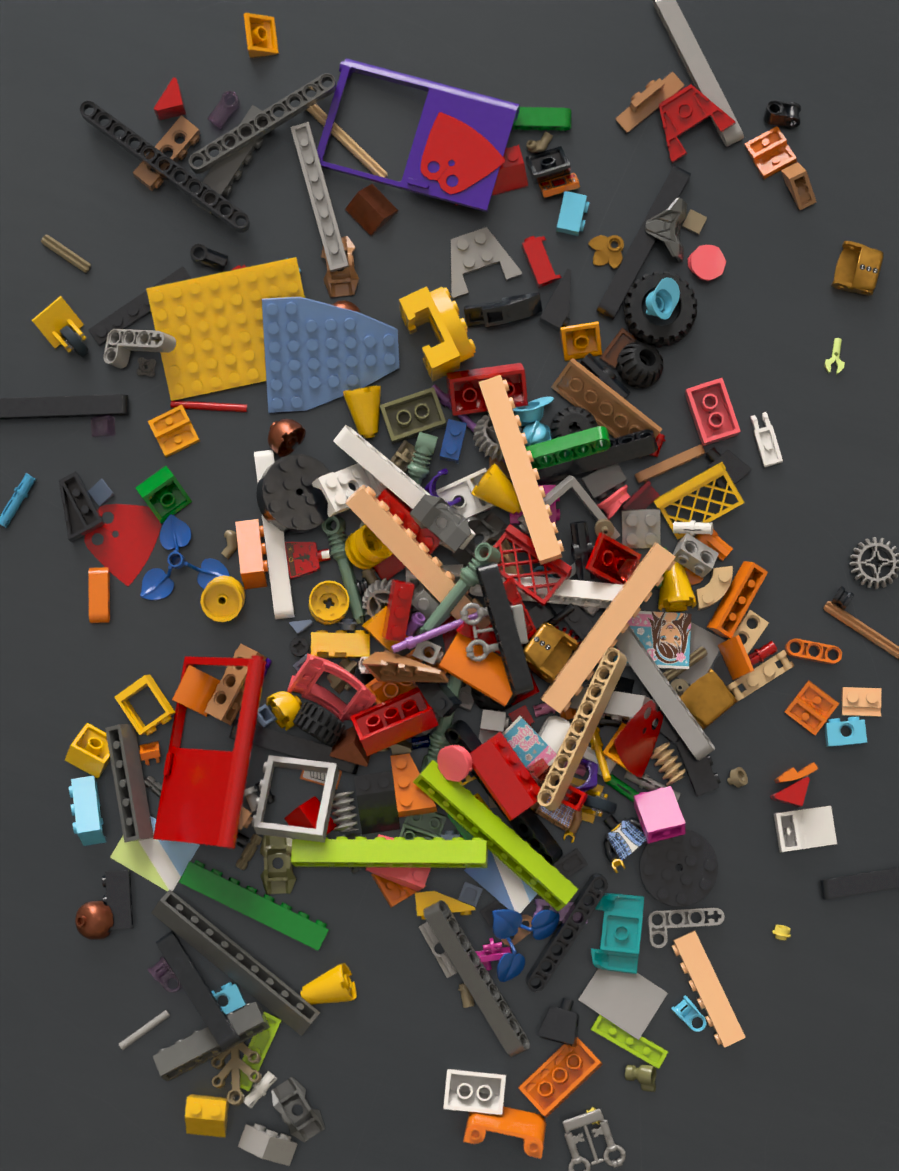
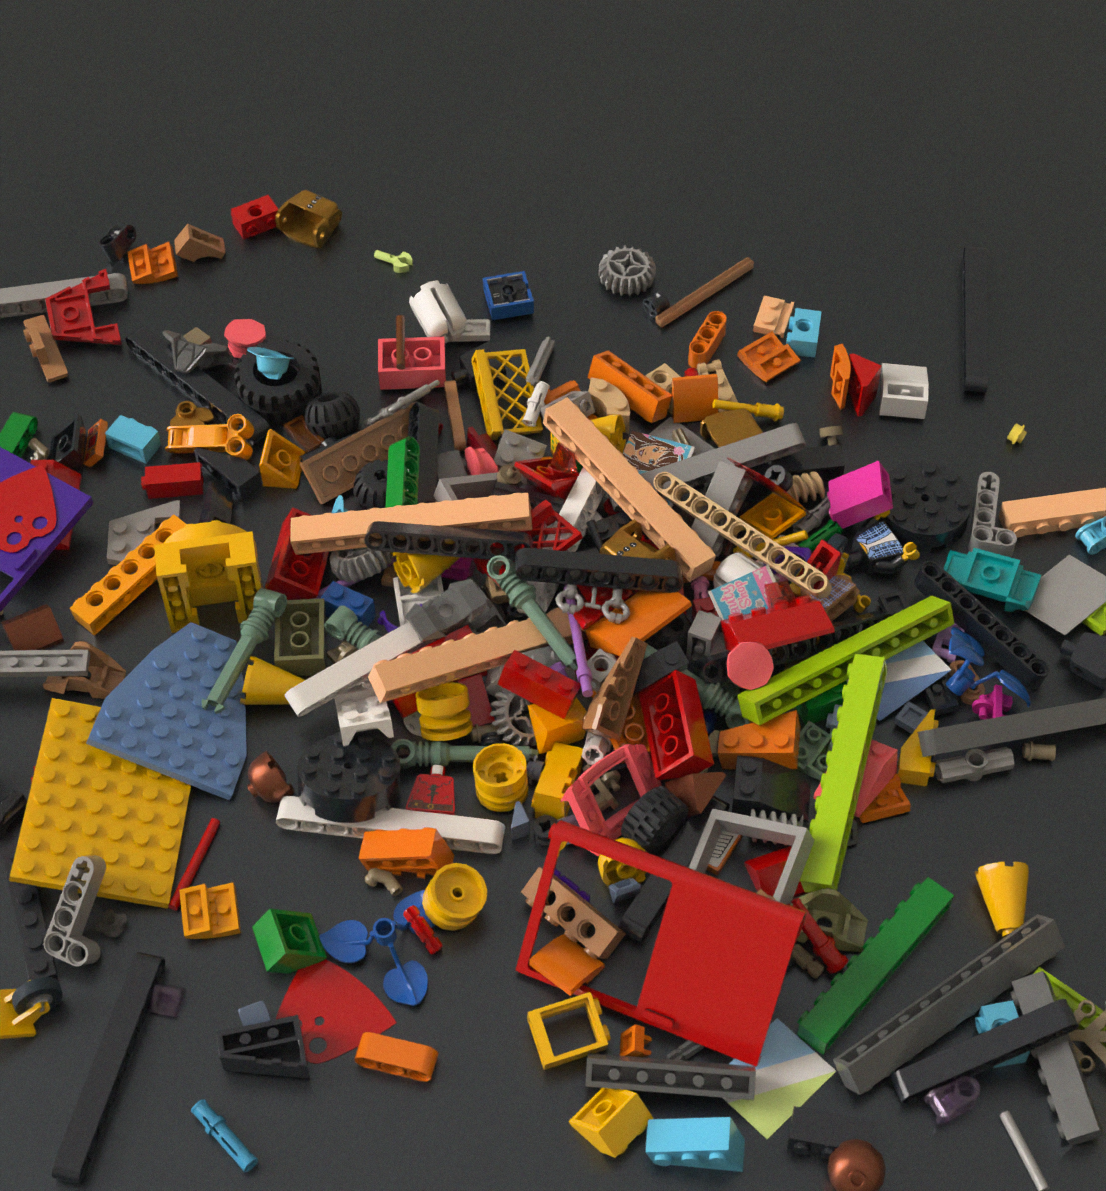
camera: 75 degrees left, 30 degrees down
(197, 583) = (422, 929): none -> red axle
(254, 865) = (823, 945): none -> red pin
(421, 384) = (254, 631): none -> sand green piece
(477, 292) = (129, 586): none -> light orange brick
(504, 505) = (438, 534): none -> black beam
(584, 278) = (212, 437): none -> light orange piece
(658, 750) = (785, 479): none -> black wheel
(684, 430) = (402, 403): none -> light grey piece
(721, 397) = (400, 342): none -> reddish brown bar
(743, 518) = (540, 361): none -> light grey axle
(744, 713) = (759, 410): none -> yellow pin
(768, 428) = (438, 311): none -> white cylinder
(815, 468) = (508, 295): none -> piece
(842, 211) = (255, 216): none -> red brick

